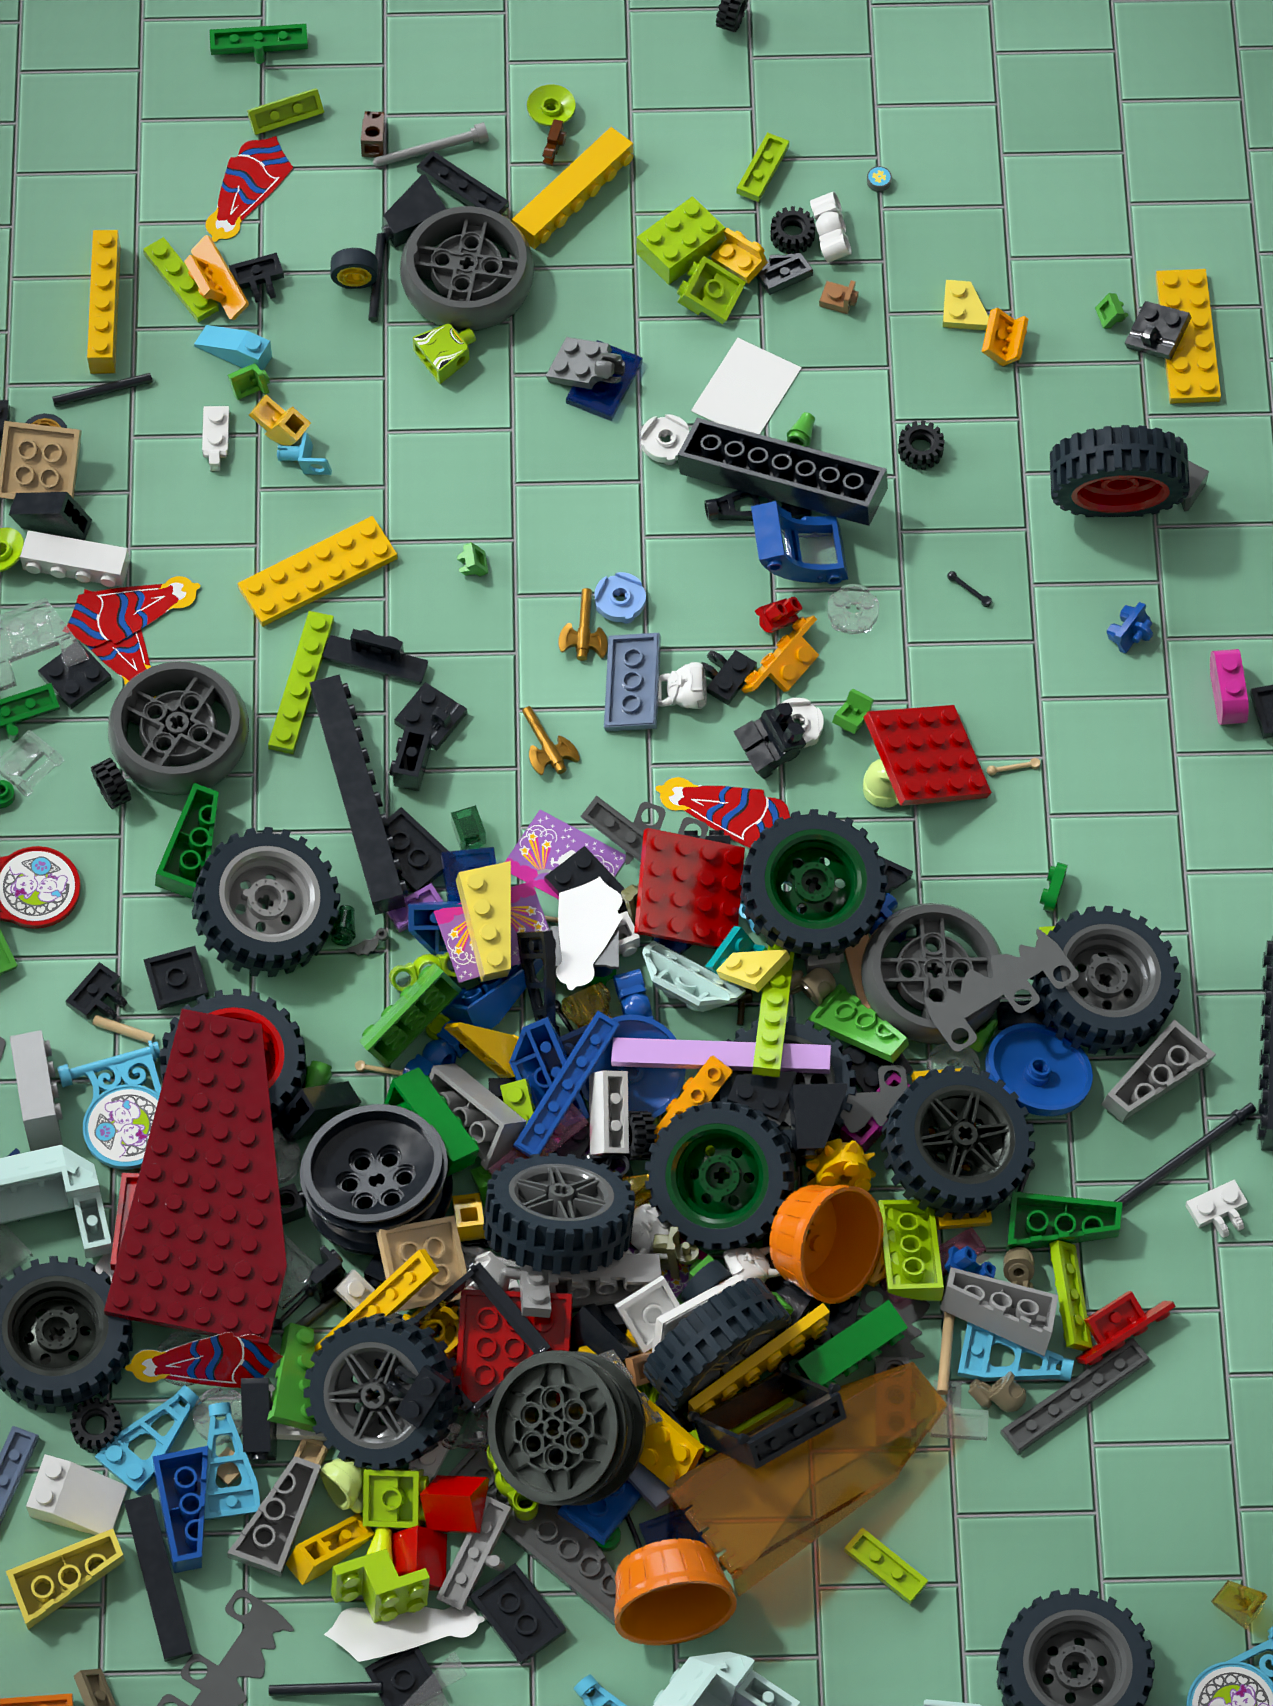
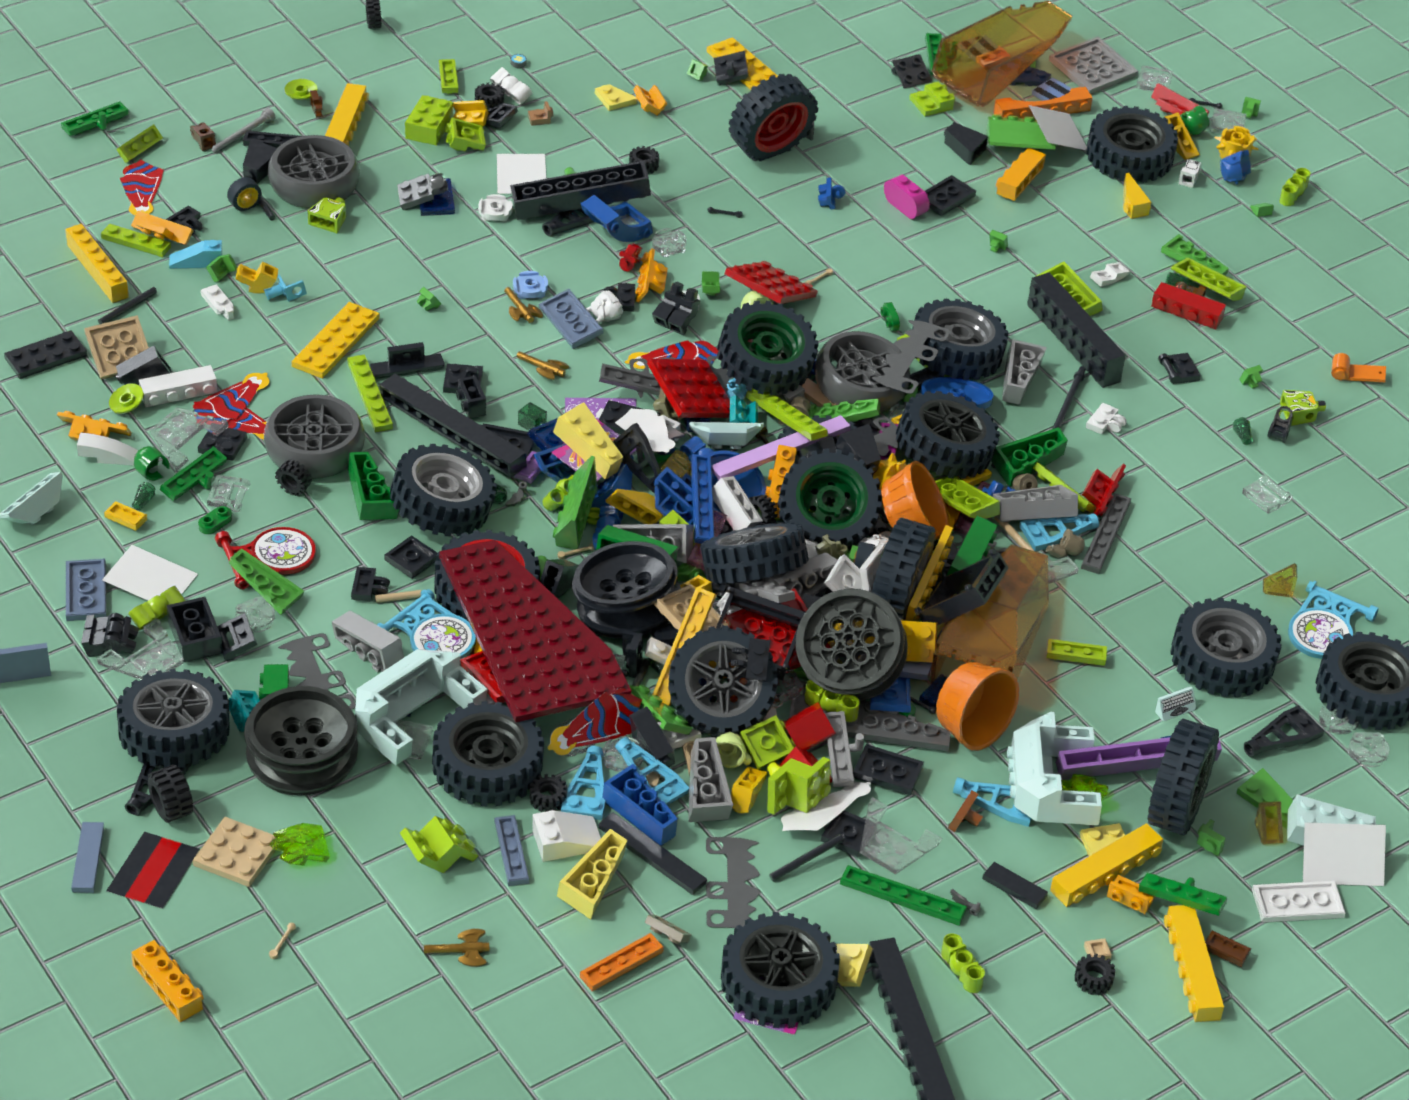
camera: 35 degrees left, 20 degrees down
(752, 968) = (761, 406): light yellow wing -> none

